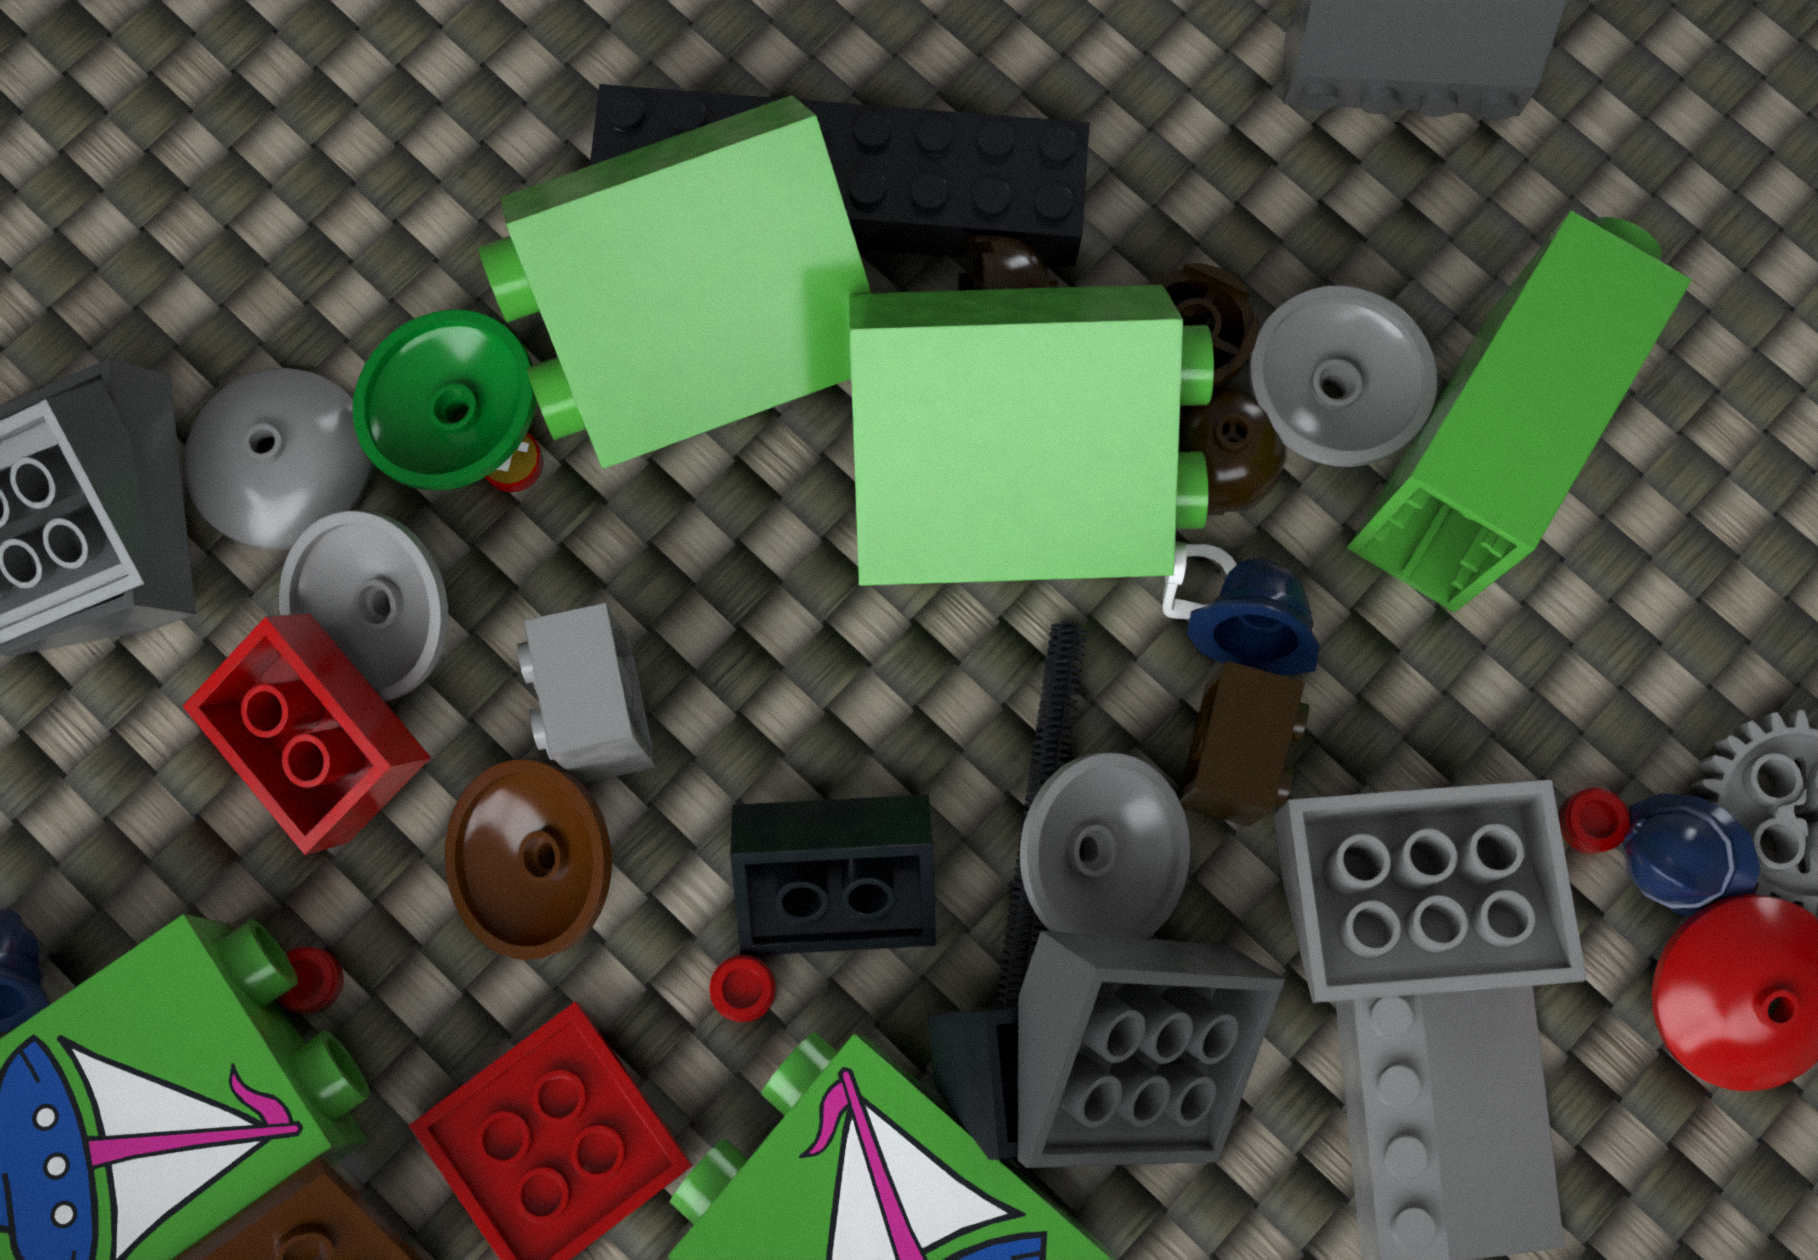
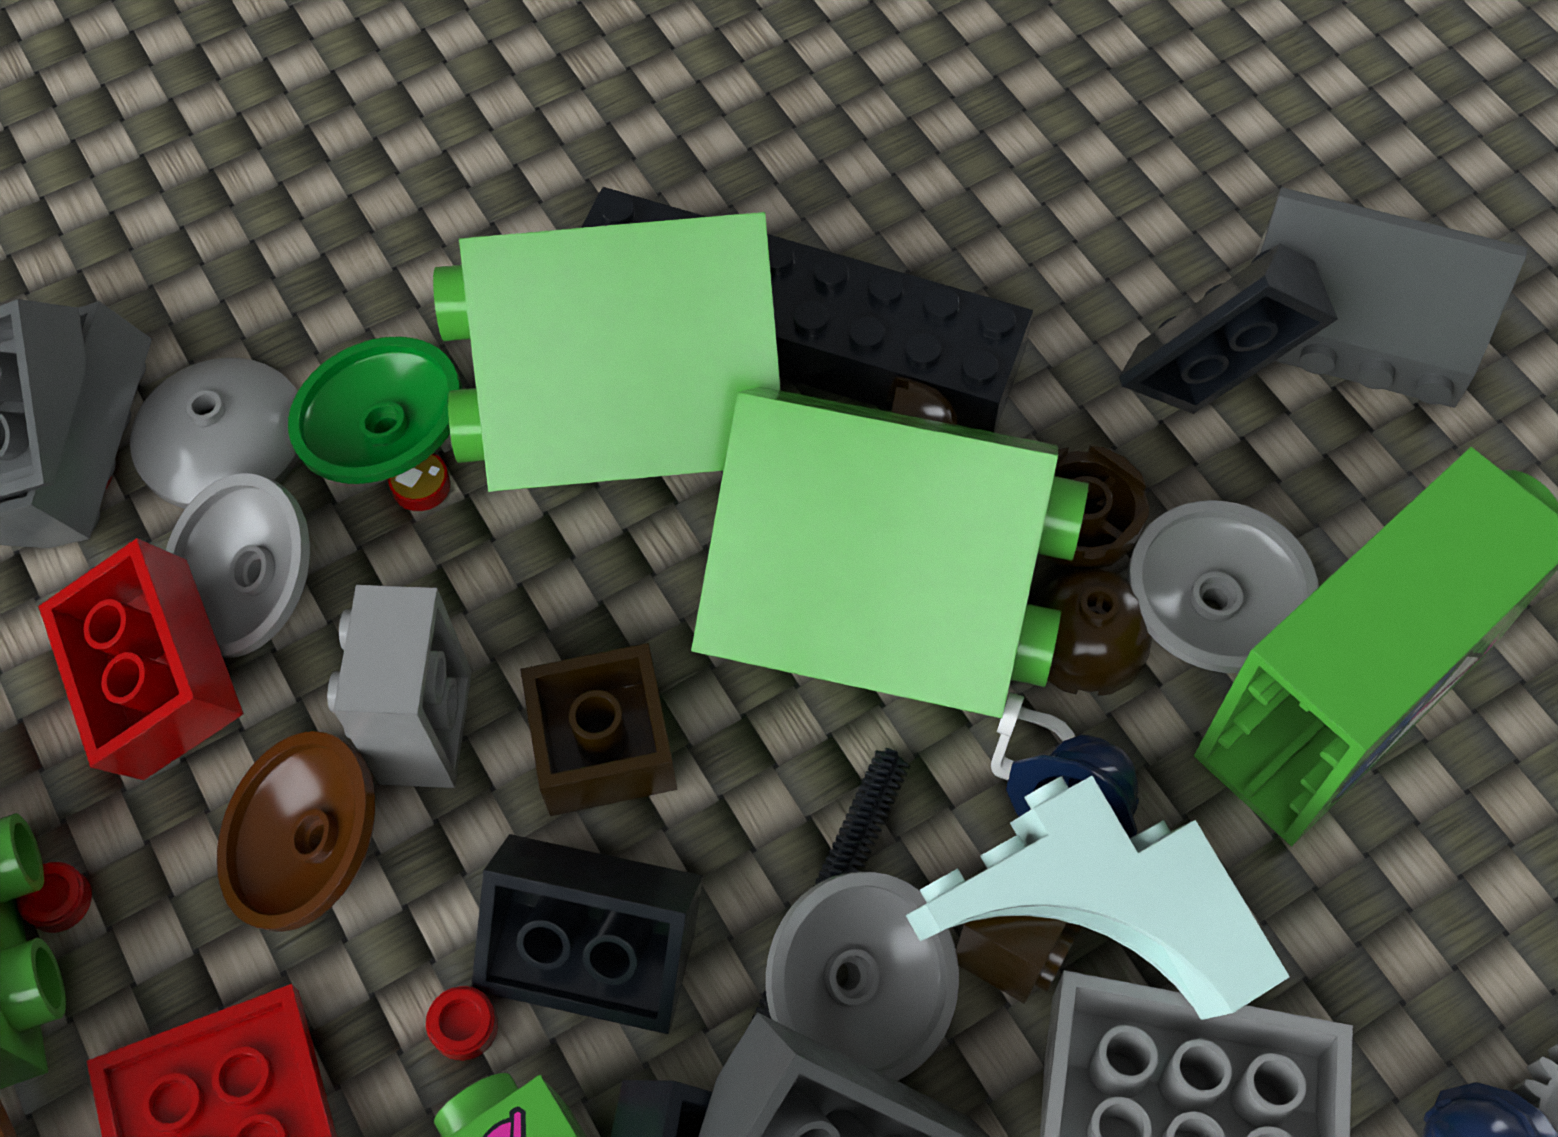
camera: 20 degrees right, 15 degrees down
(786, 678) = (598, 729): none -> dark brown brick
(1294, 101) = (1231, 332): none -> black slope
(1354, 714) = (1148, 891): none -> light aqua arch
(1594, 820) = (1396, 1096): red tile -> none

